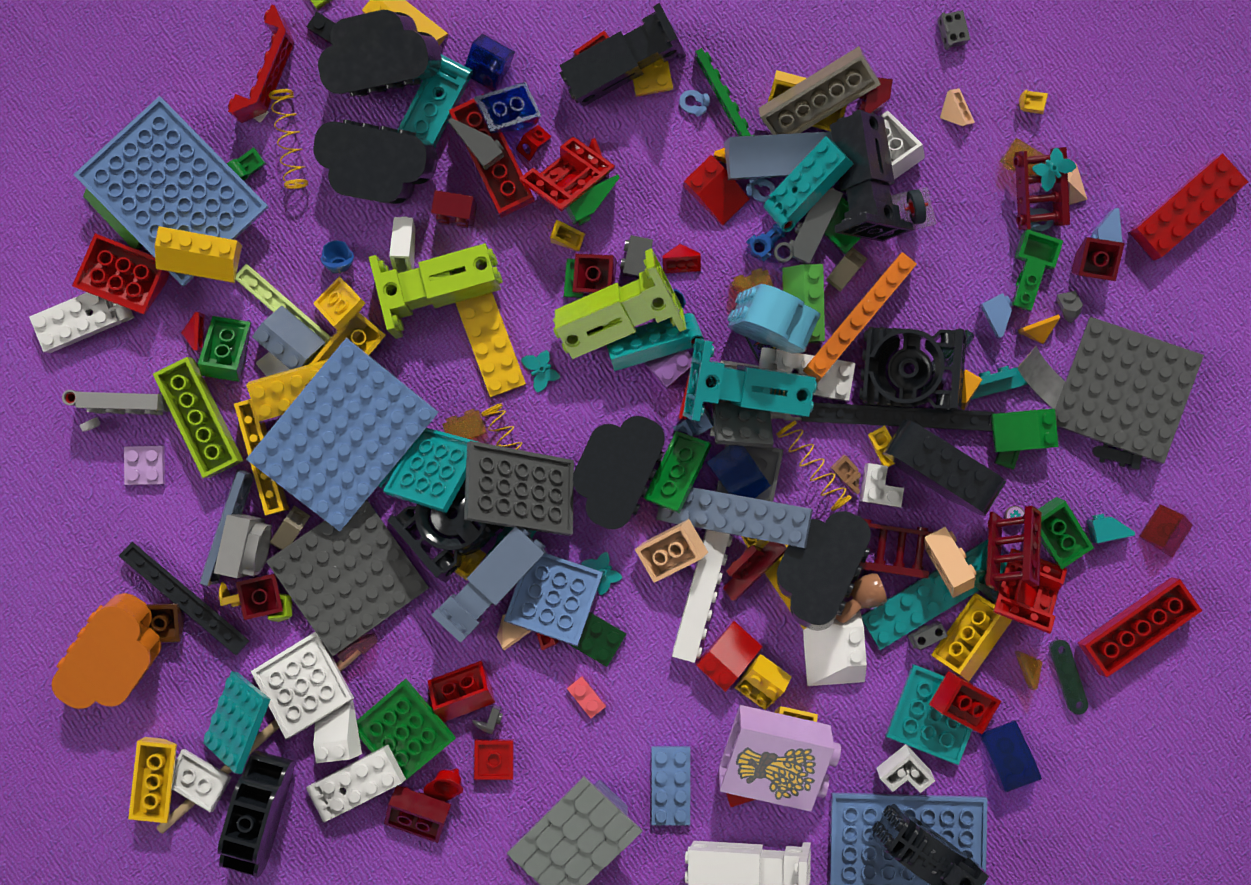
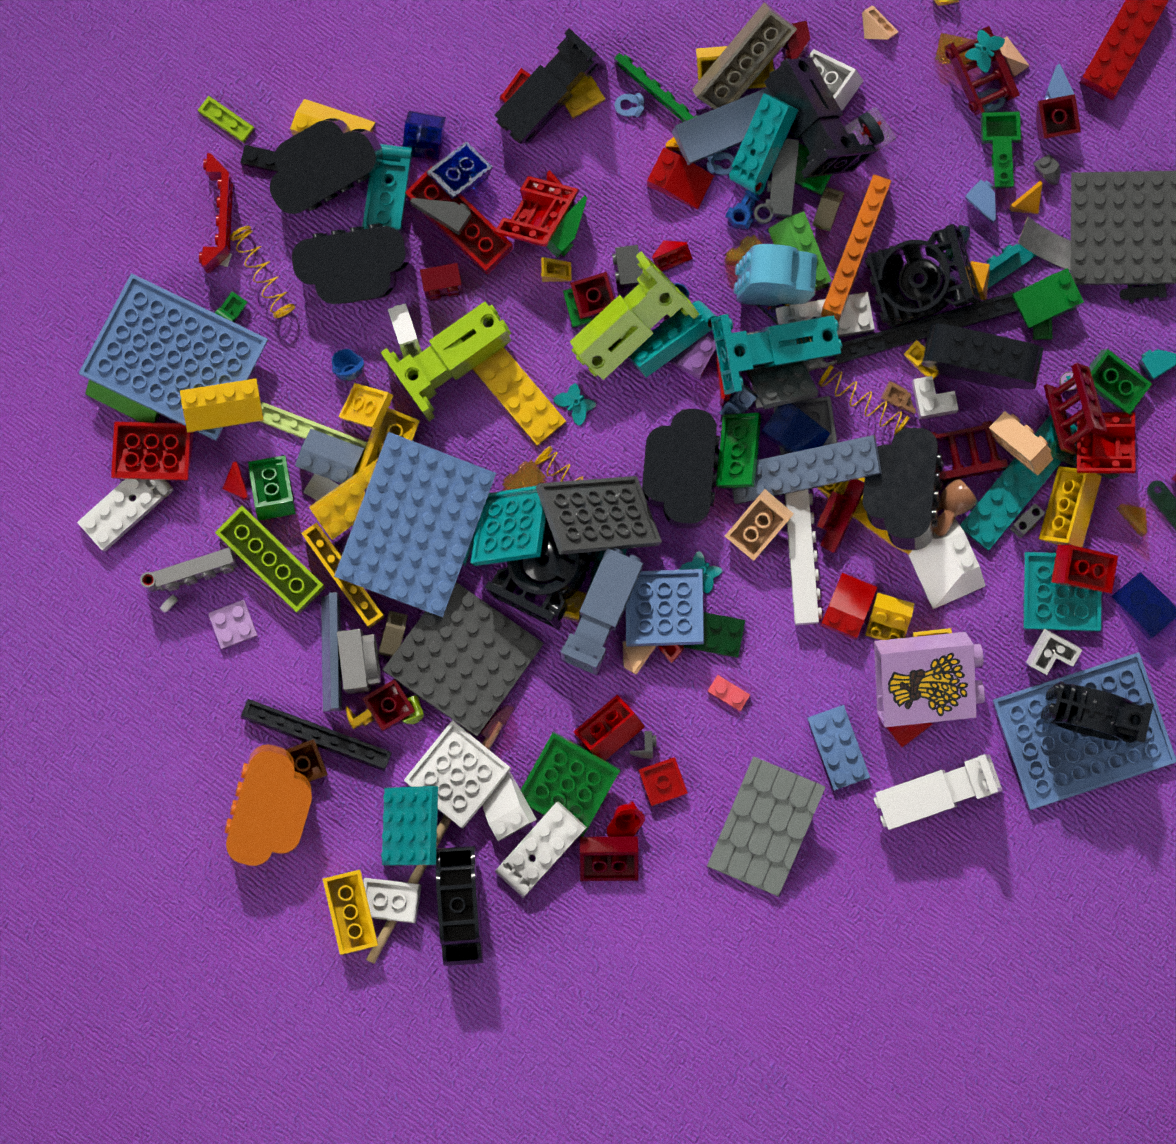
camera: 15 degrees left, 5 degrees down
(534, 138) = (492, 190): red bracket -> none

